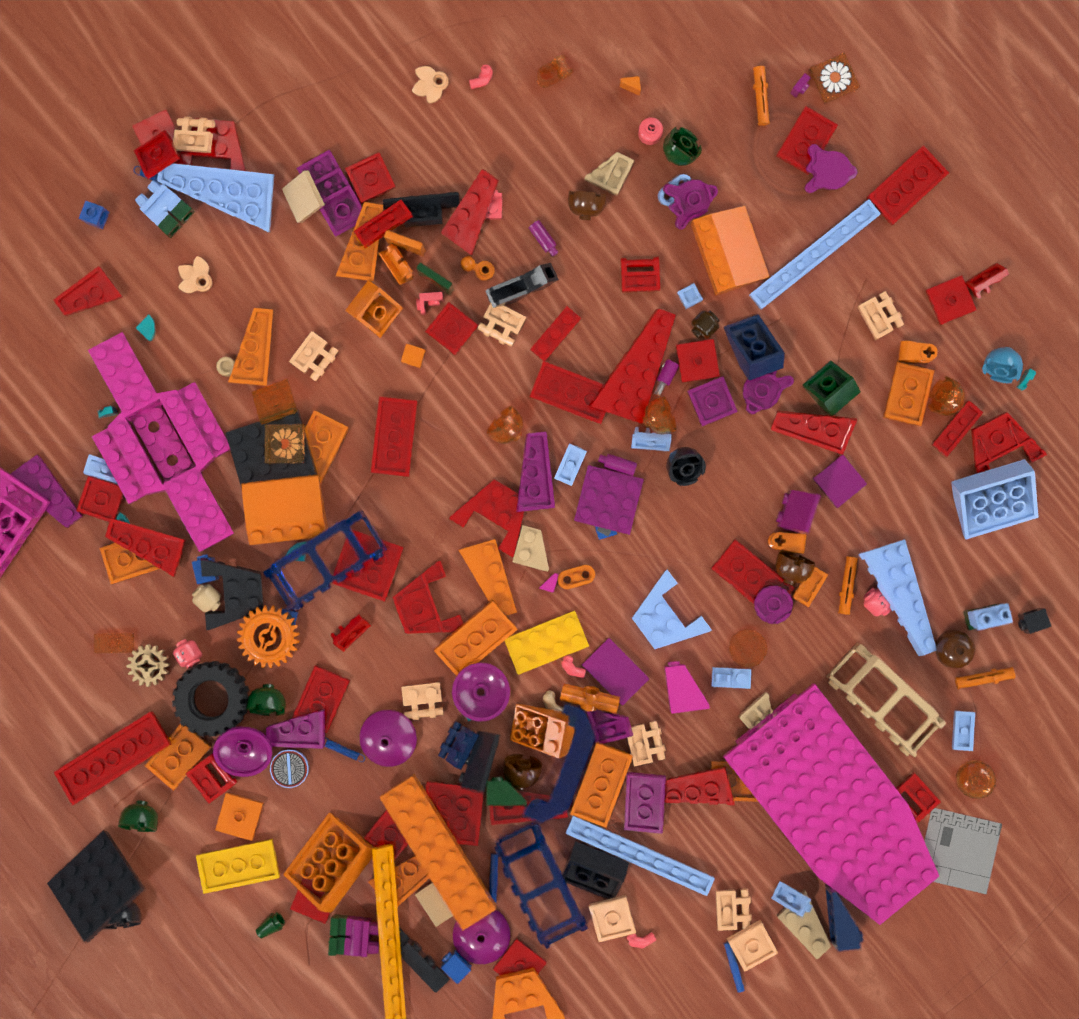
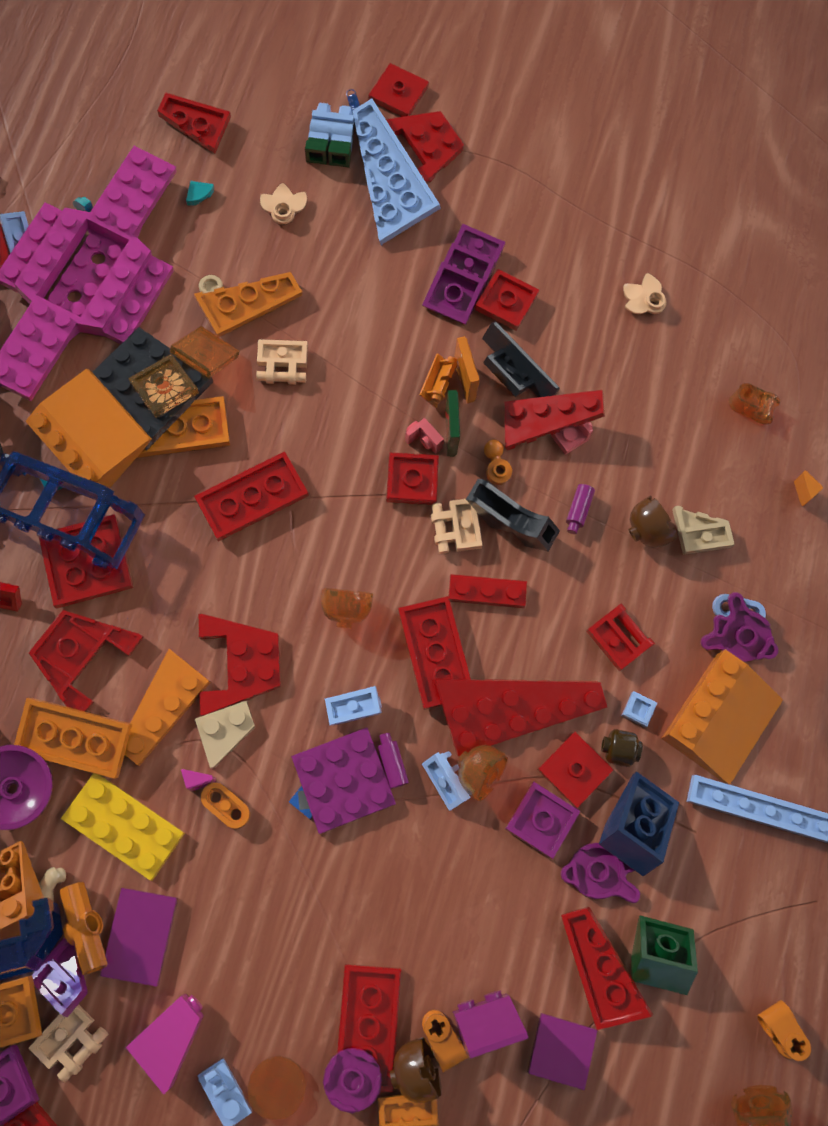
camera: 45 degrees right, 15 degrees down
(94, 215) = (277, 79): blue brick -> none
(156, 154) = (378, 92): red tile -> none
(193, 140) = (416, 116): light nougat plate -> none
(303, 196) = (439, 247): tan tile -> none
(357, 261) = (425, 337): orange wing -> none
(374, 309) = (375, 387): orange slope -> none
(386, 220) = (479, 337): red plate -> none
(413, 356) = (354, 458): orange slope -> none
(483, 78) = (692, 342): coral arm -> none
(536, 477) = (308, 680): magenta wing -> none
(570, 669) = (107, 879): coral arm -> none
(650, 137) = (778, 540): coral head -> none
(660, 622) = (236, 949): light blue wing -> none
(666, 375) = (532, 745): magenta piece -> none
(681, 147) = (788, 583): dark green cylinder -> none
(685, 466) = (444, 841): black cylinder -> none
(876, 318) = (782, 950): light nougat plate -> none
(908, 394) = (728, 1060): orange tile -> none

